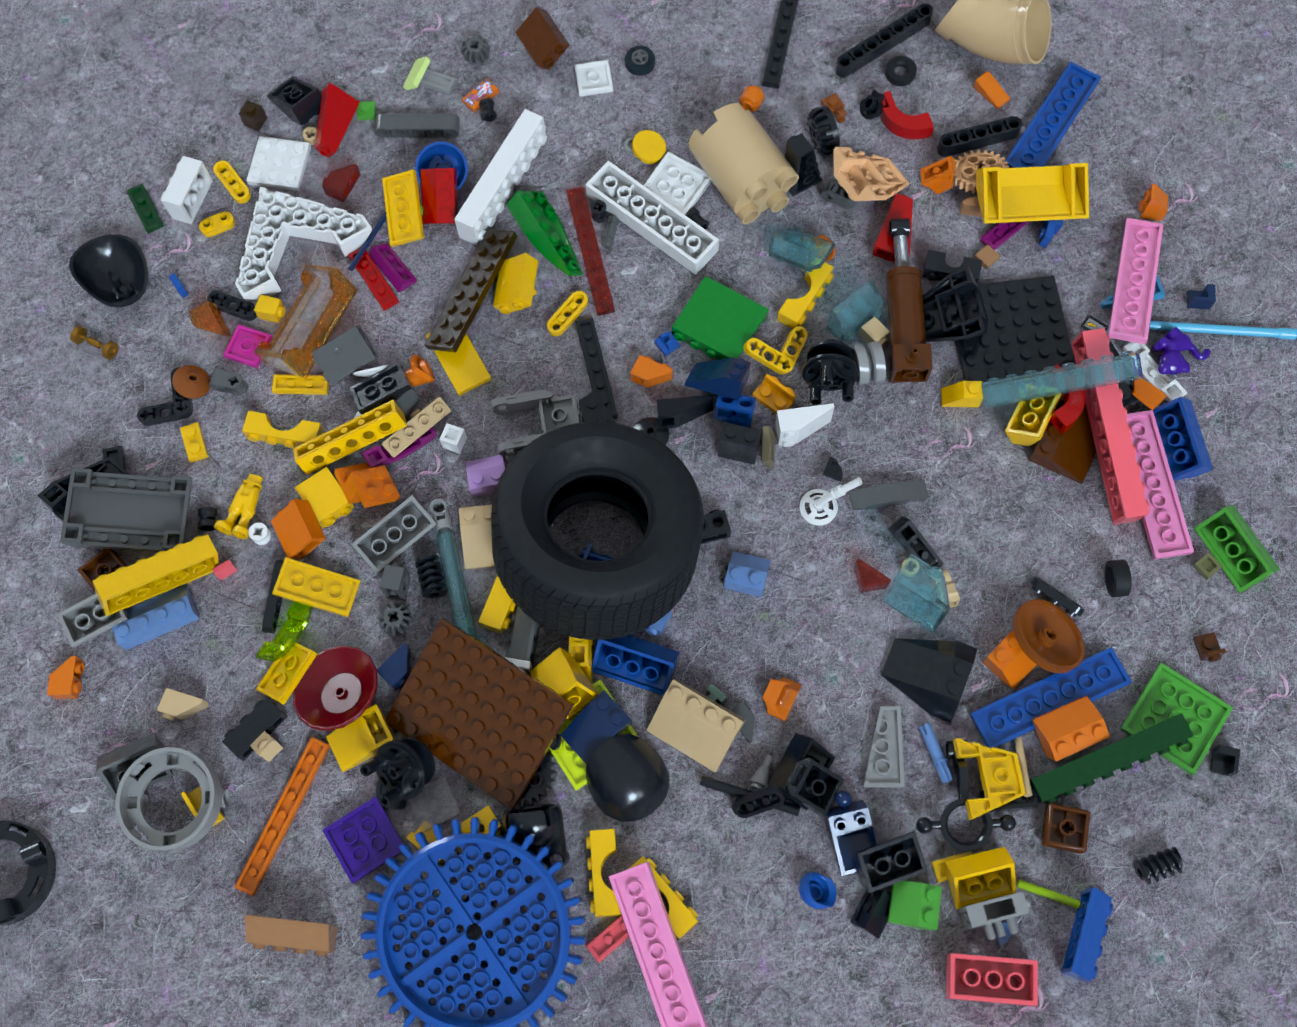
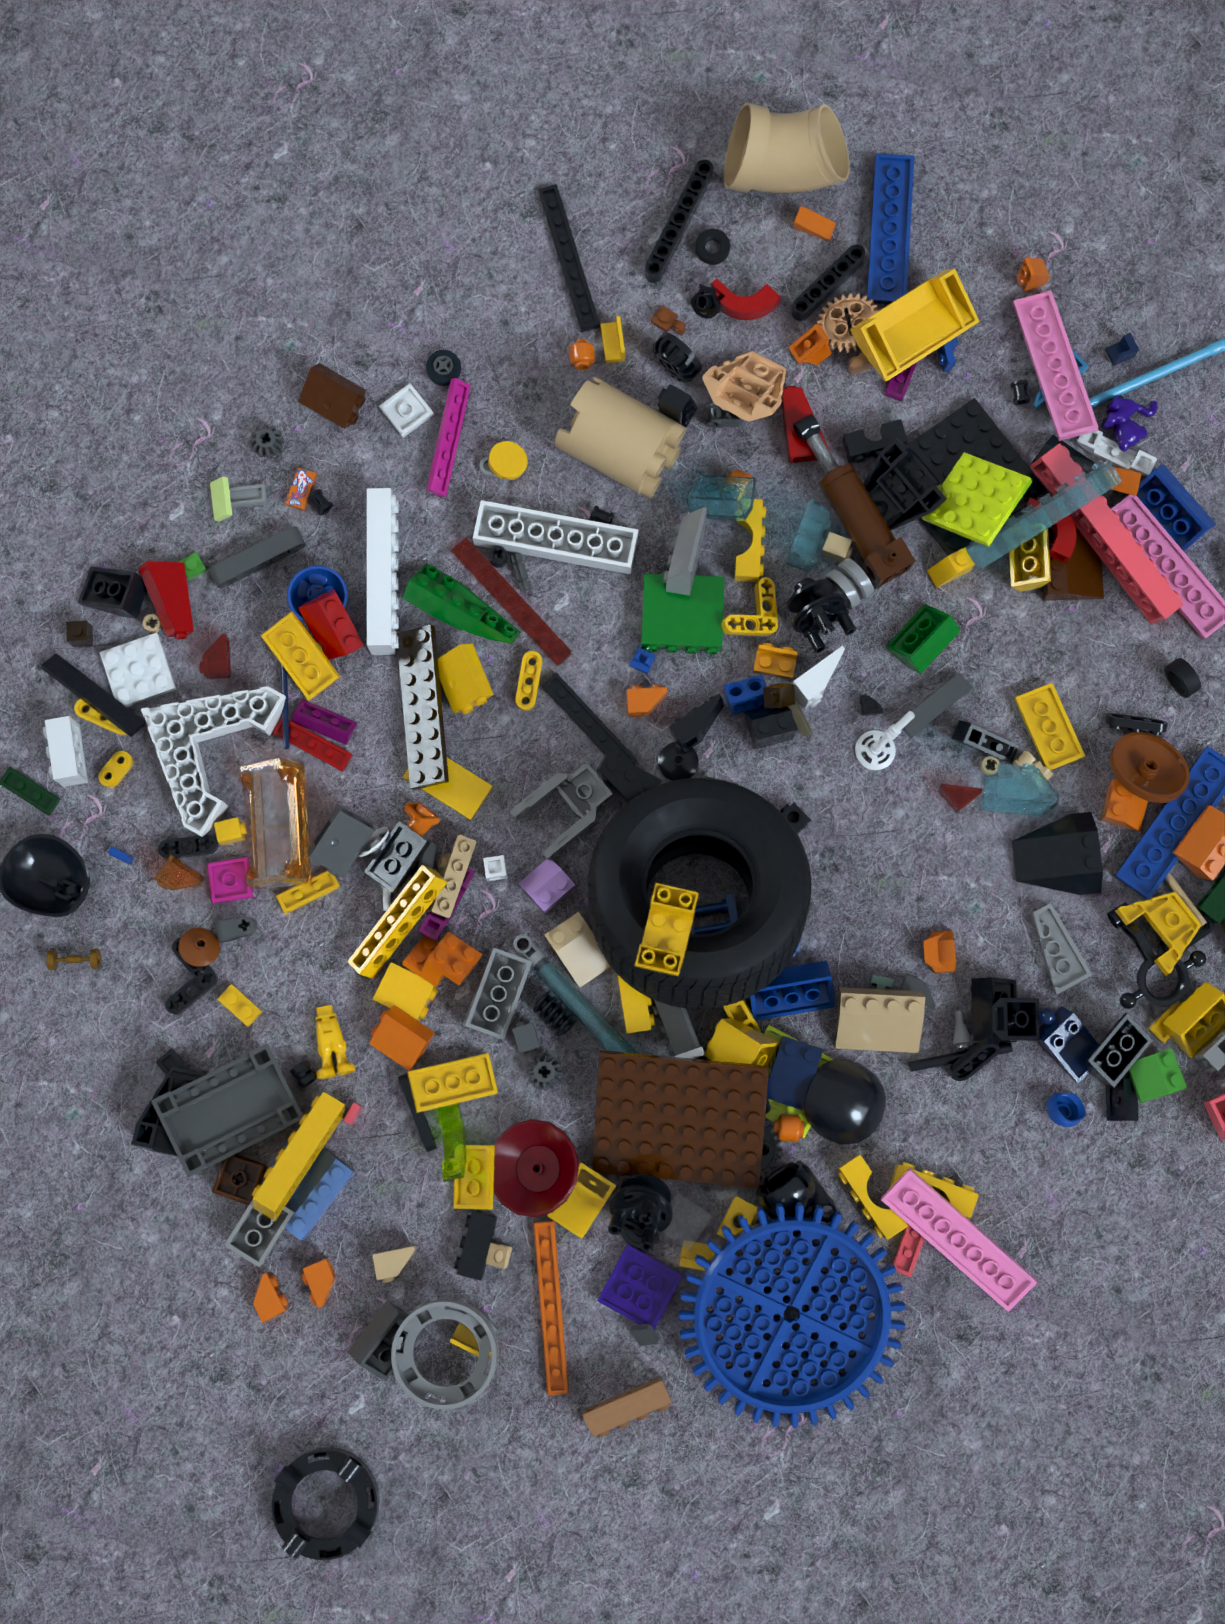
camera: 30 degrees left, 10 degrees up
(115, 687) = (320, 1280): none -> orange slope
(234, 162) = (93, 695): none -> black tile
(259, 427) = (297, 957): yellow arch -> none
(262, 537) = (367, 1061): white wheel -> none
(343, 881) = (644, 1334): none -> dark grey tile
(396, 667) = (575, 1117): dark blue slope -> none
(542, 527) = (667, 929): none -> yellow slope
(565, 771) = (789, 1128): none -> orange head
(613, 110) = (448, 437): none -> dark pink plate
(678, 182) = (558, 486): white plate -> none
(720, 377) = (715, 671): dark blue slope -> none
(747, 574) = (846, 850): medium blue slope -> none
(748, 275) = (686, 552): none -> light grey slope
(759, 417) = (779, 695): none -> dark brown brick
(782, 101) = (613, 341): none -> yellow panel
(908, 438) = (923, 638): none -> green slope
(936, 753) = (1103, 928): medium blue axle -> none
(978, 562) = (1049, 727): none -> yellow plate
(988, 256) = (901, 409): medium nougat tile -> none
(1012, 346) = (978, 499): none -> neon yellow plate
(1092, 323) = (1037, 430): sticker -> none
(1095, 289) = (1020, 392): none -> black bush

